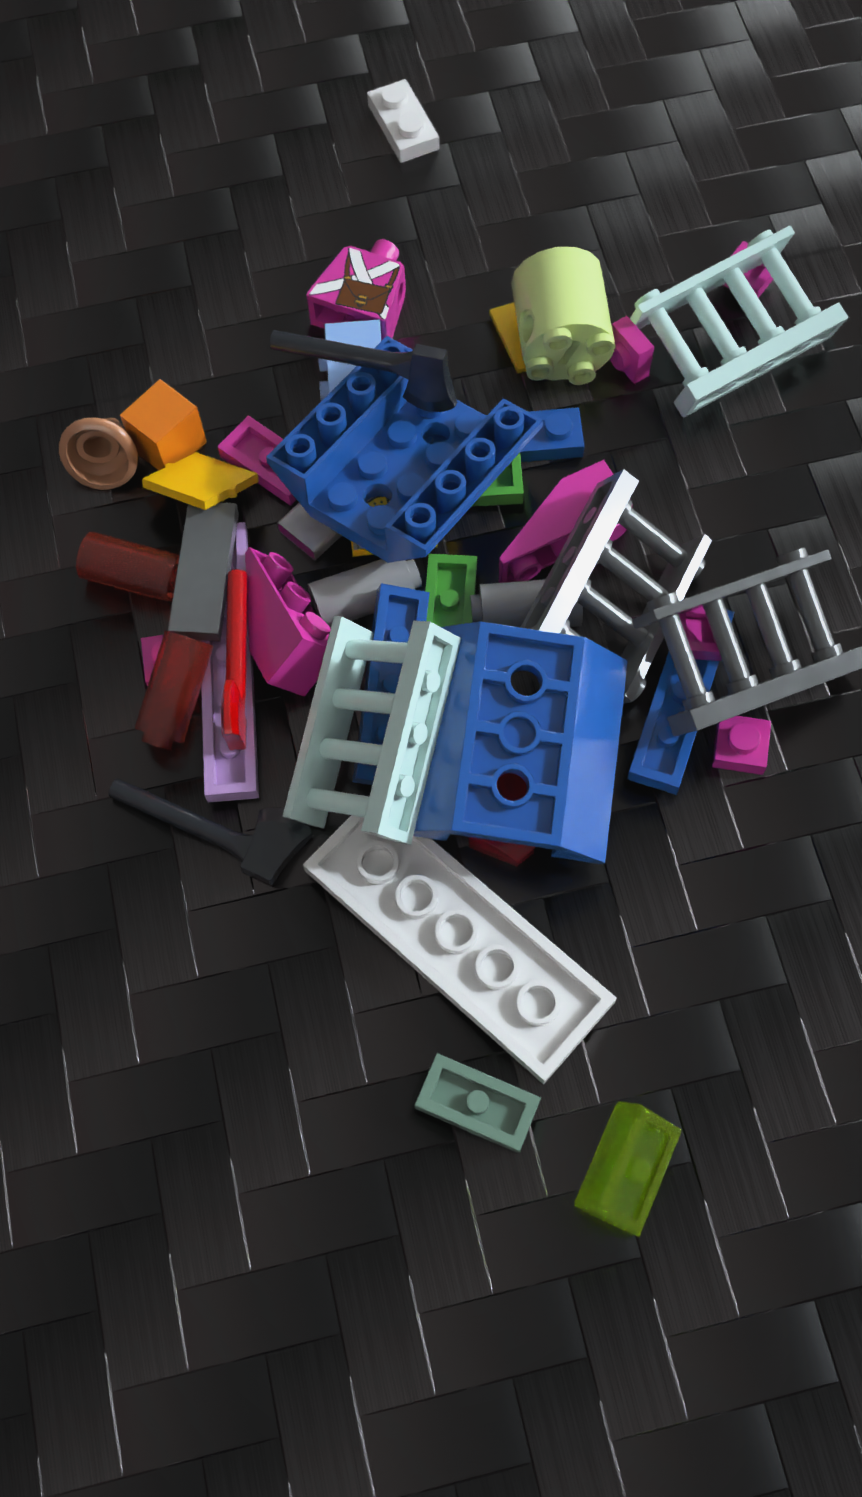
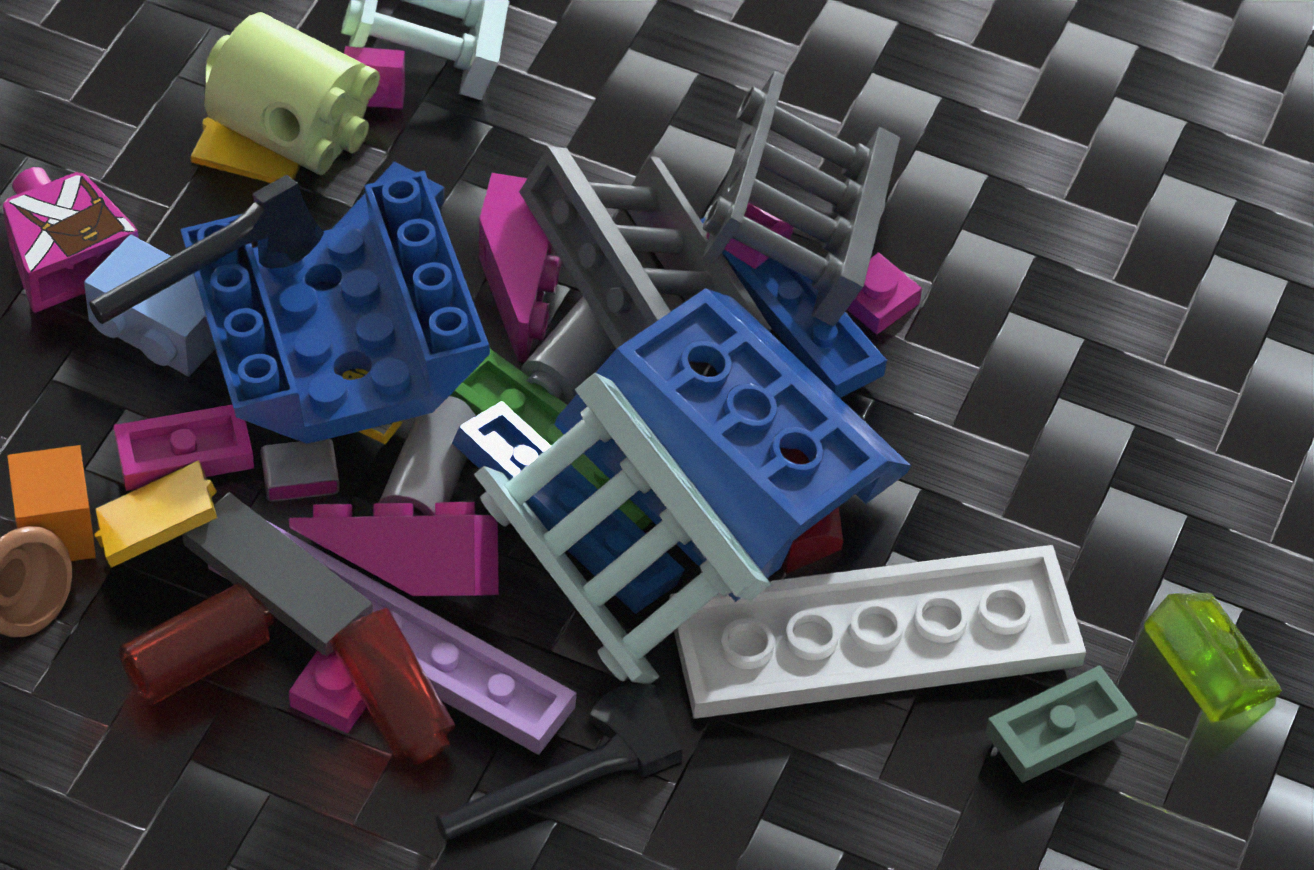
camera: 60 degrees left, 15 degrees down
(234, 692) = (482, 631): red piece -> none

